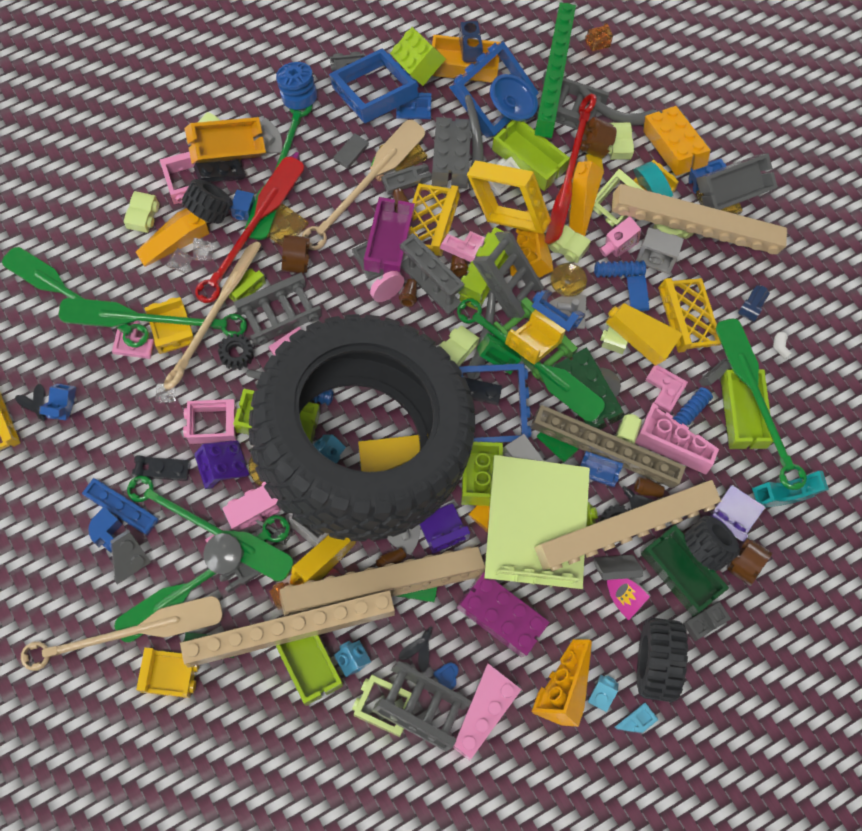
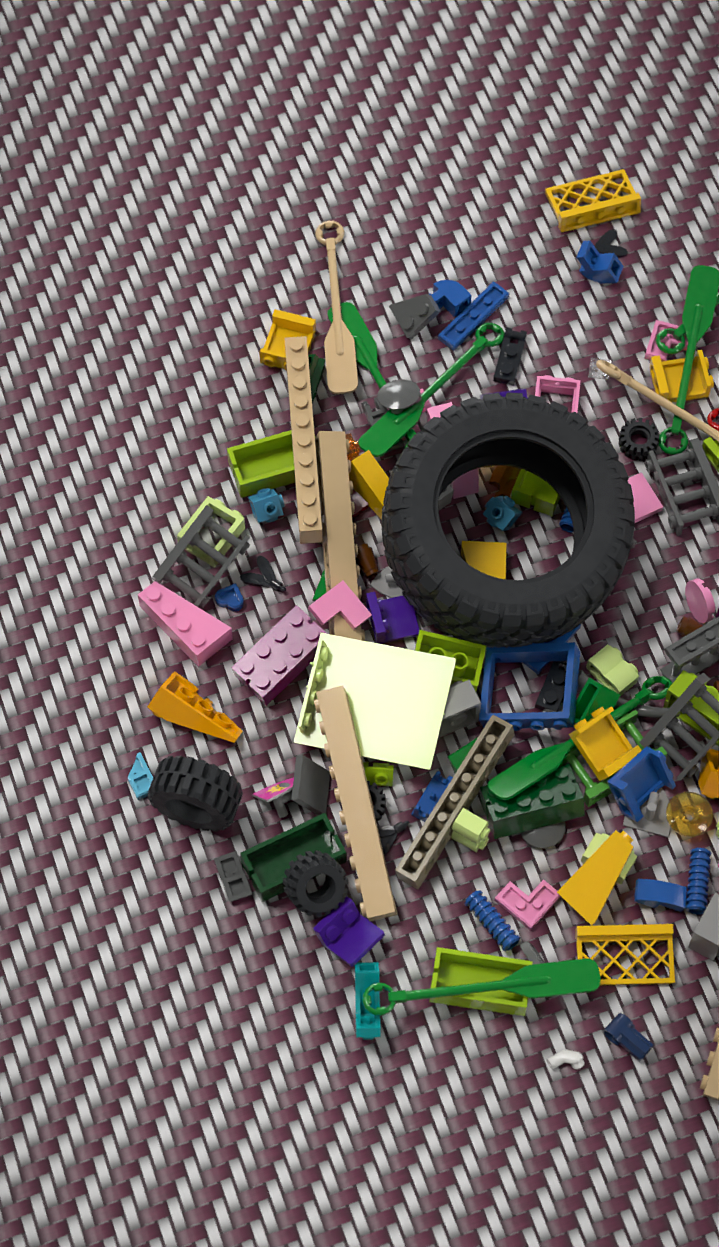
camera: 105 degrees right, 5 degrees down
(448, 570) = (342, 601): none -> bright pink tile
(604, 692) = (177, 744): medium azure bracket -> none
(647, 487) = (400, 846): reddish brown cone -> none
(675, 441) = (461, 877): bright pink wedge -> none
(749, 562) = (288, 932): reddish brown brick -> none

